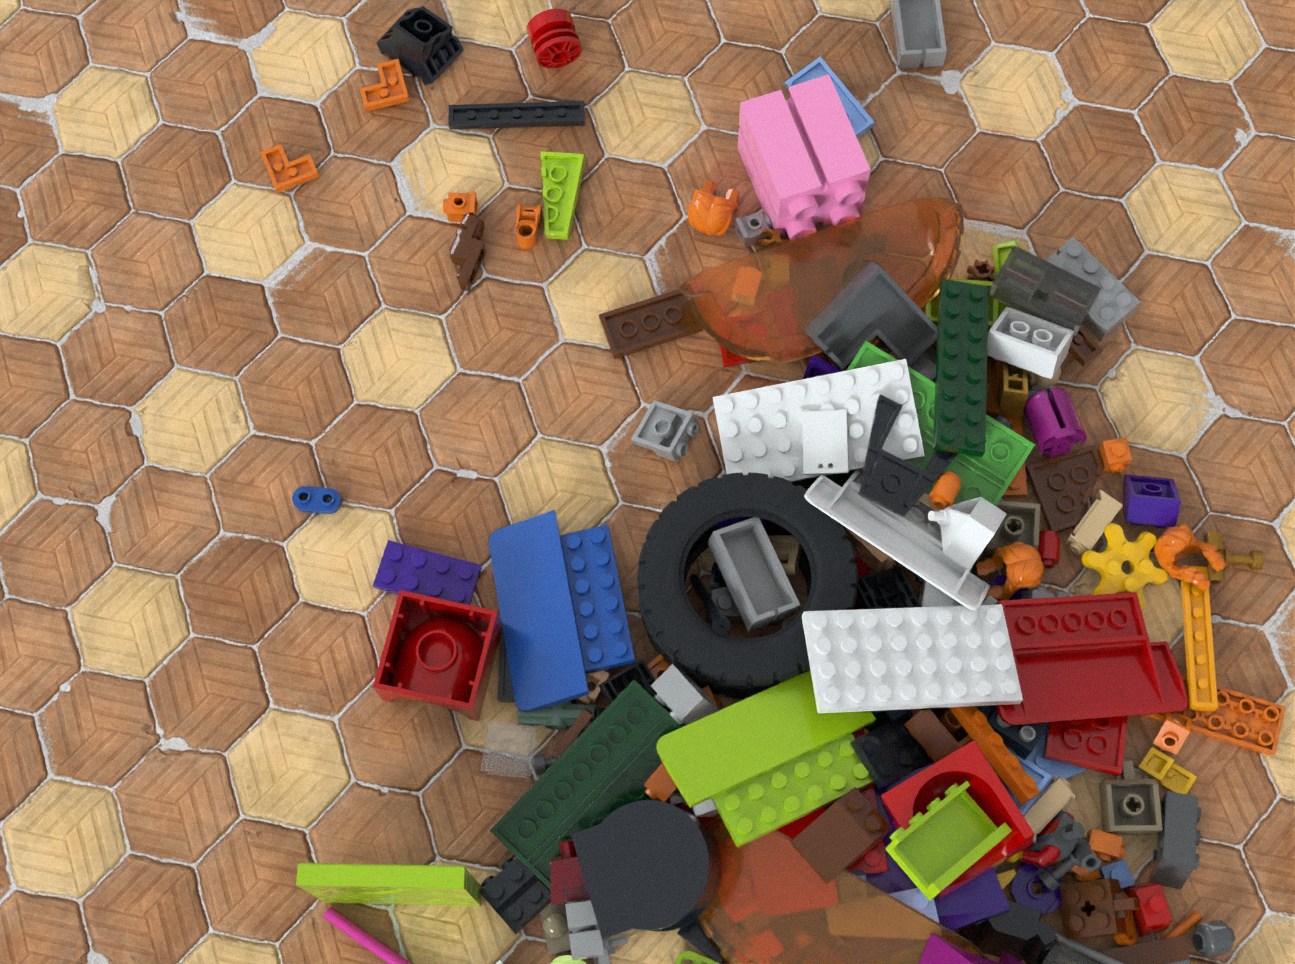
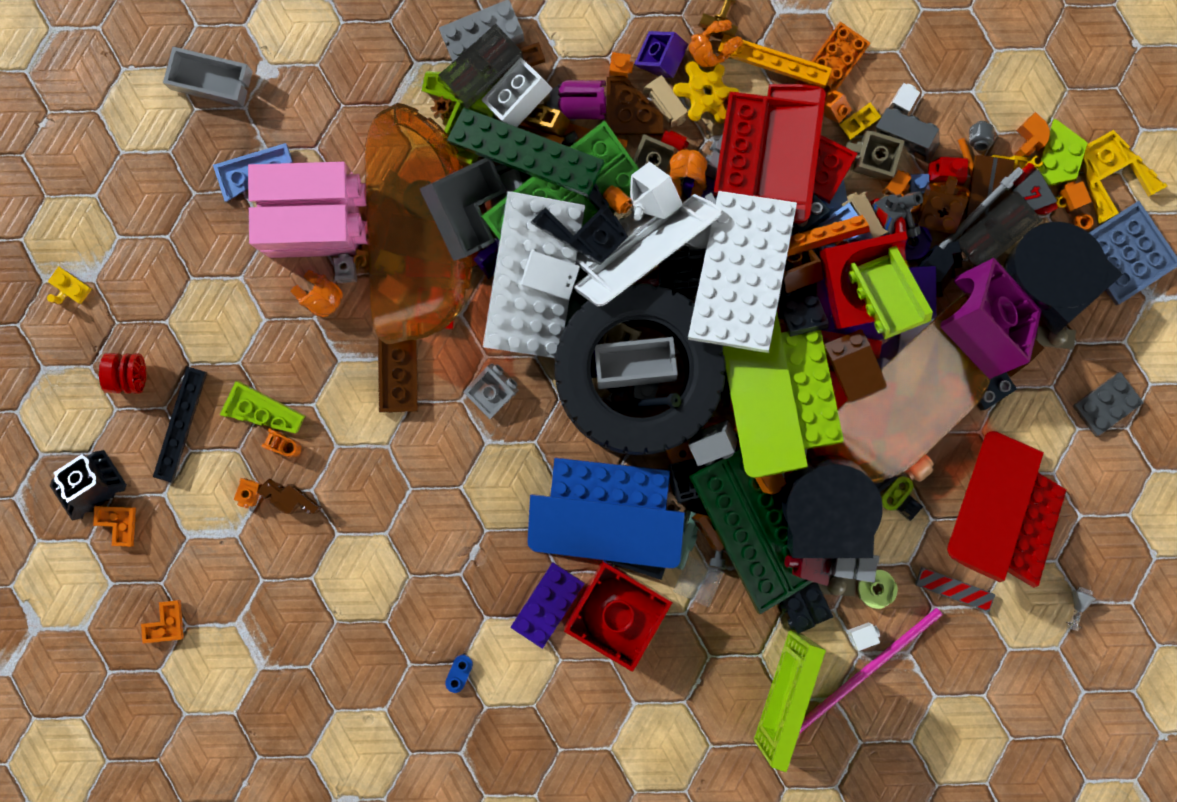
camera: 80 degrees left, 15 degrees up
(1219, 820) = (904, 98): none -> white brick

